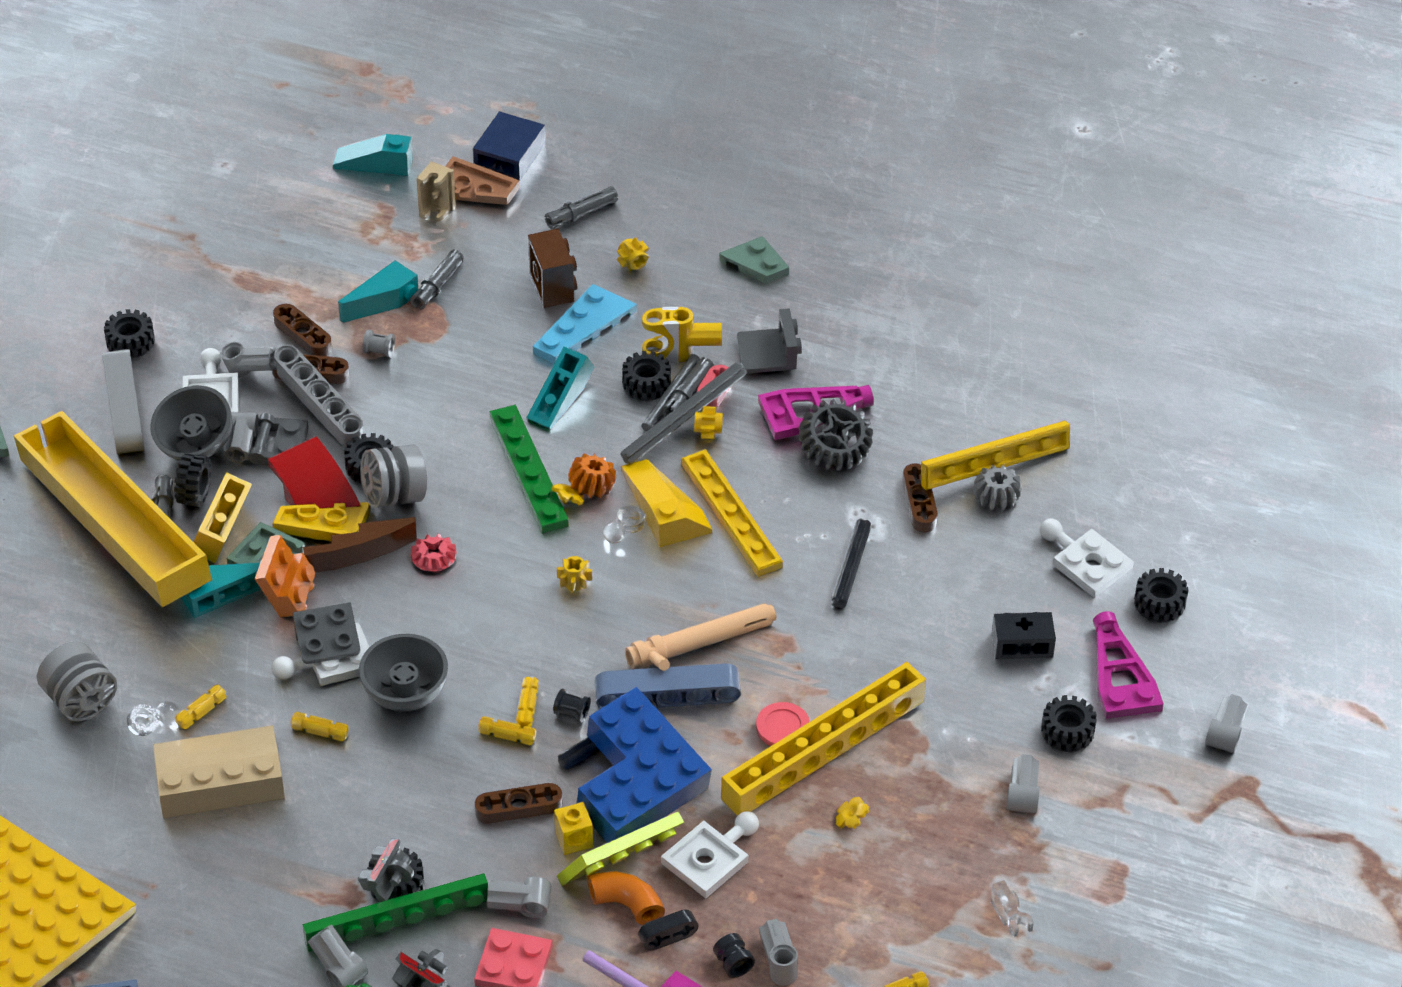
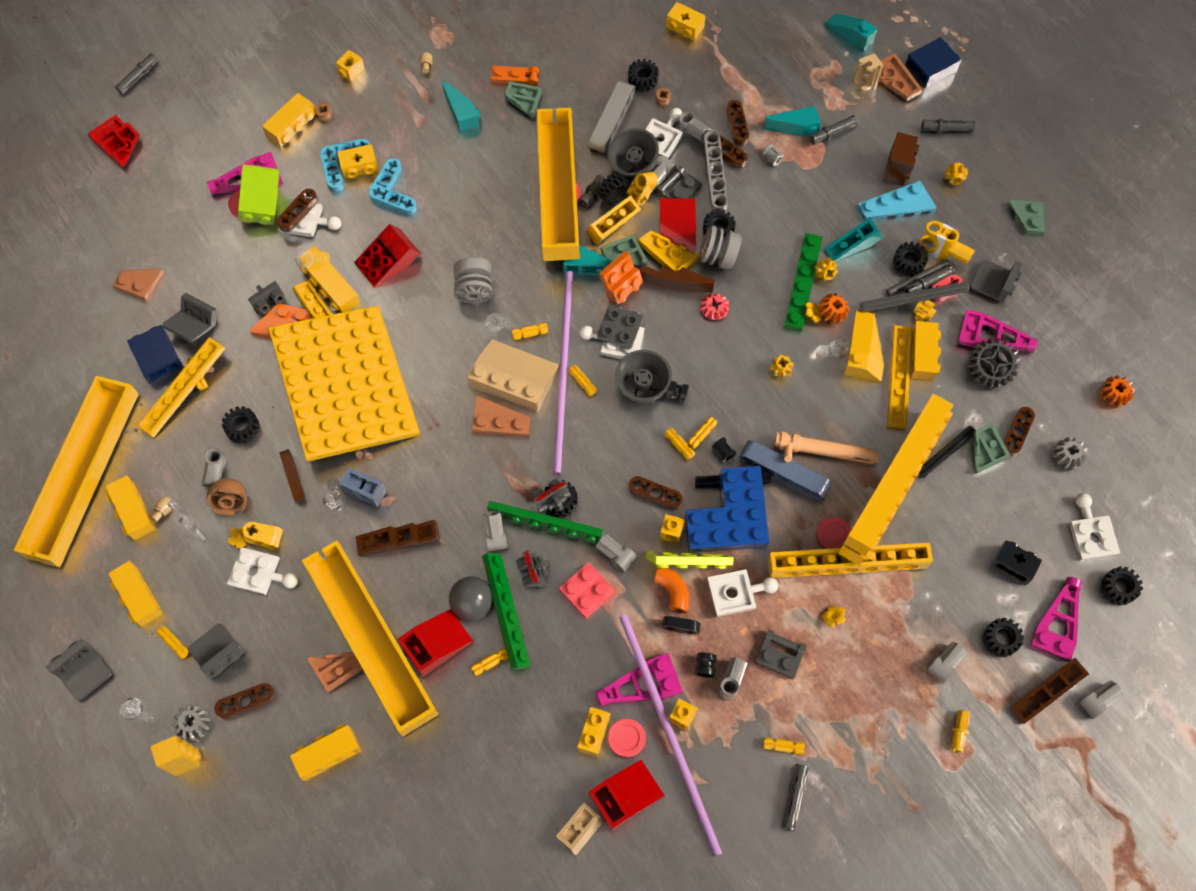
camera: 35 degrees right, 20 degrees up
(140, 244) = (685, 21): none -> yellow brick
(176, 340) = (663, 101): none -> medium nougat bush
(230, 461) = (642, 187): none -> yellow piece
(237, 833) = (499, 420): none -> nougat wing
(286, 733) = (563, 374): none -> lavender piece
(461, 671) = (681, 393): none -> black wheel
(549, 437) = (826, 269): none -> yellow gear
(742, 466) = (925, 351): none -> yellow brick
(817, 613) = (897, 481): none -> yellow piece
(818, 902) = (778, 660): none -> dark grey plate
(898, 531) = (988, 448): none -> sand green wing
(1000, 452) = (1083, 432): yellow tile -> none
(1002, 394) = (1117, 391): none -> orange gear
(1095, 852) = (960, 731): none -> yellow axle
(1163, 749) = (1049, 690): none -> reddish brown slope

